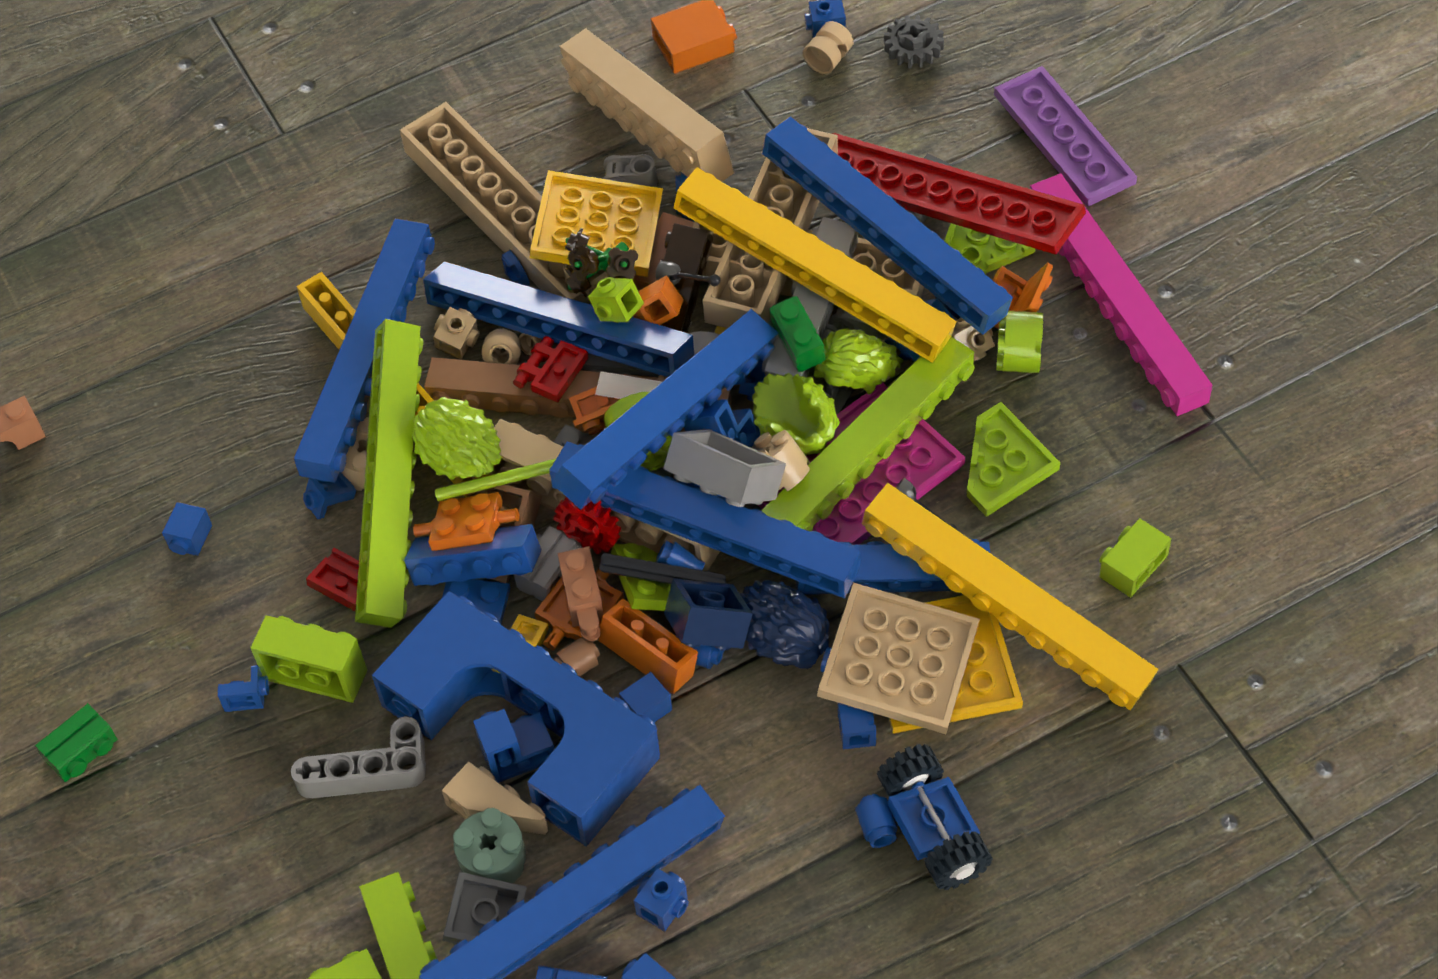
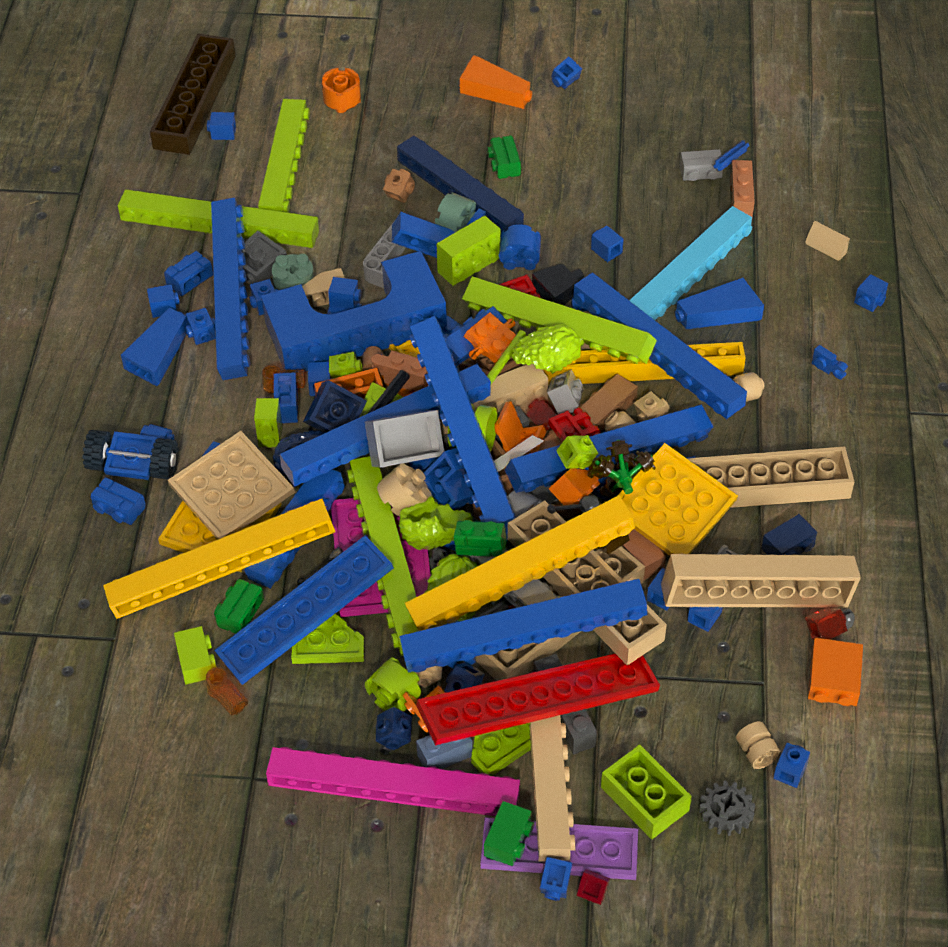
camera: 120 degrees right, 5 degrees down
(40, 313) = (827, 241): none -> tan slope
(114, 231) = (871, 293): none -> blue brick
(170, 767) = (450, 178): none -> dark blue brick
(175, 422) = (693, 263): none -> medium azure brick
(221, 833) = (399, 185): none -> medium nougat brick
(227, 358) = (720, 306): none -> blue slope
(247, 714) = (455, 211): none -> sand green brick
(258, 223) = (827, 362): none -> blue plate
(262, 597) = (519, 247): none -> blue brick
(300, 539) = (556, 283): none -> black torso
(317, 724) = (418, 234): none -> blue brick
(352, 269) = (752, 384): none -> tan head
(503, 404) = (565, 392): none -> light grey brick
(543, 418) = (540, 412): none -> clear red brick
(552, 855) = (256, 292): none -> blue brick
(556, 133) = (790, 538): none -> dark blue brick
(612, 672) = (344, 364): none -> lime brick
(645, 58) = (826, 623): none -> clear red brick
(675, 742) = (268, 377): none -> clear orange piece
(710, 707) = (286, 390): none -> blue brick
(729, 935) = (156, 347): none -> blue slope
(768, 692) = (268, 422): none -> lime brick
(953, 96) = (645, 791): none -> lime brick
(1000, 473) = (303, 609): none -> blue plate
(1006, 790) = (117, 501): none -> blue brick
(1036, 144) = (550, 789): none -> tan brick
(1041, 555) = (239, 606): none -> green brick
(1064, 272) = (443, 754): none -> sand blue brick
(1064, 321) = (393, 728): none -> dark blue brick
(1080, 90) = (593, 886): none -> dark red plate
(1095, 160) = (508, 834): none -> green brick
(1102, 111) = (555, 878): none -> blue bracket
(1151, 496) = (225, 692): none -> clear orange piece

